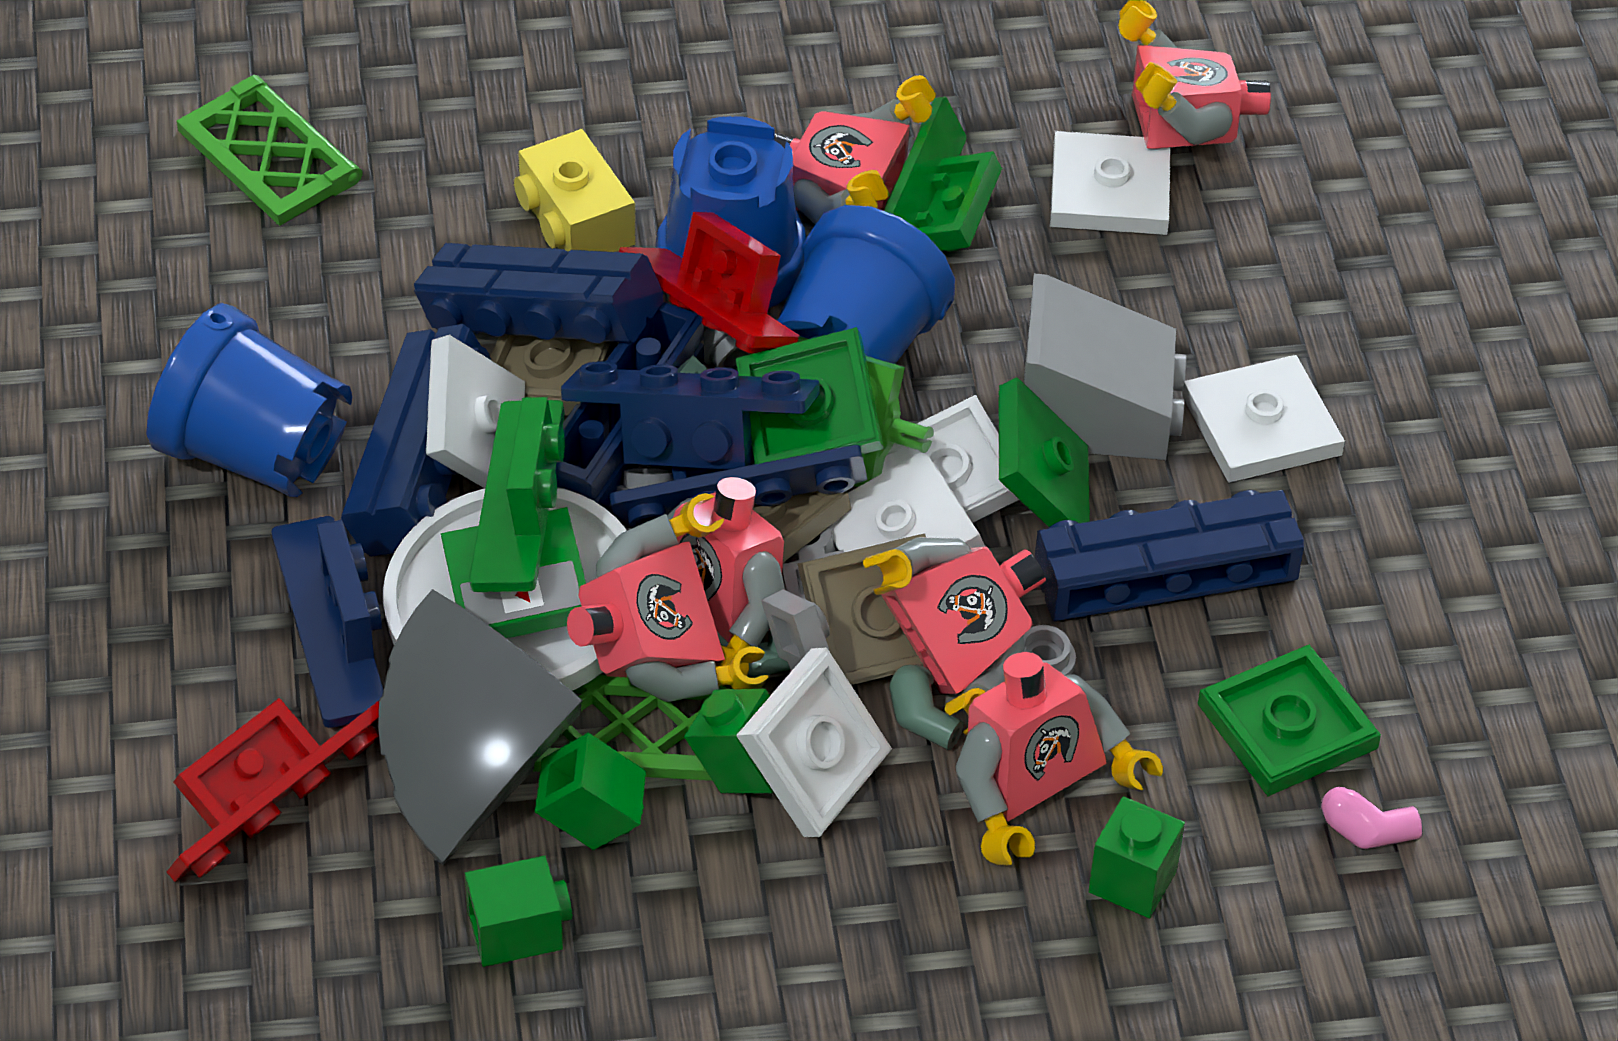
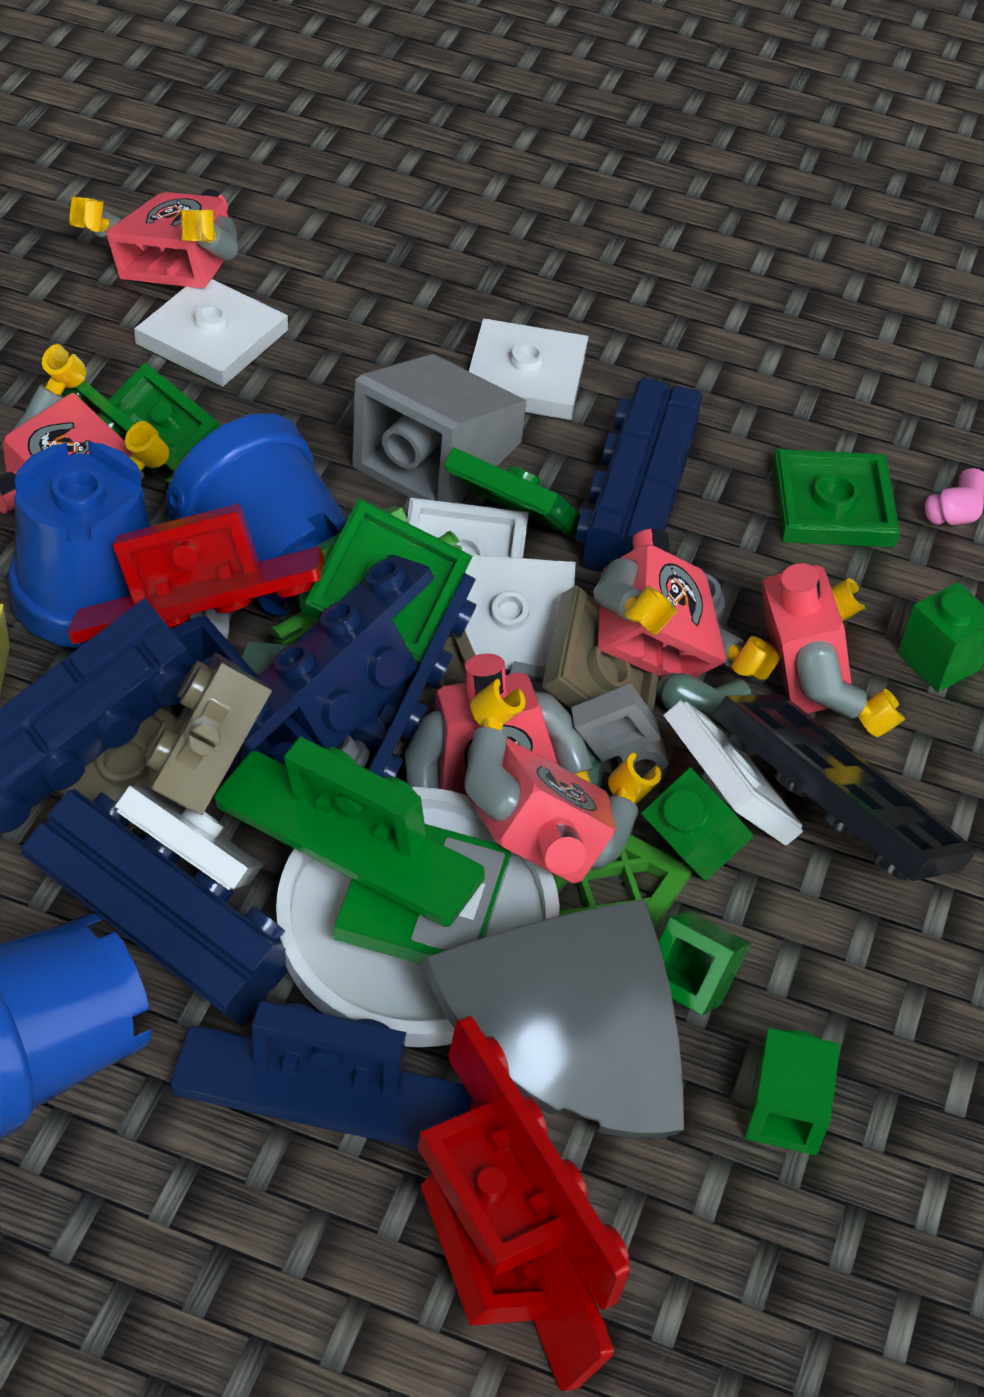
camera: 65 degrees left, 0 degrees up
(281, 726) = (511, 1180): none -> red bracket
(542, 352) = (199, 748): none -> dark tan plate
(868, 831) = (853, 792): none -> black plate

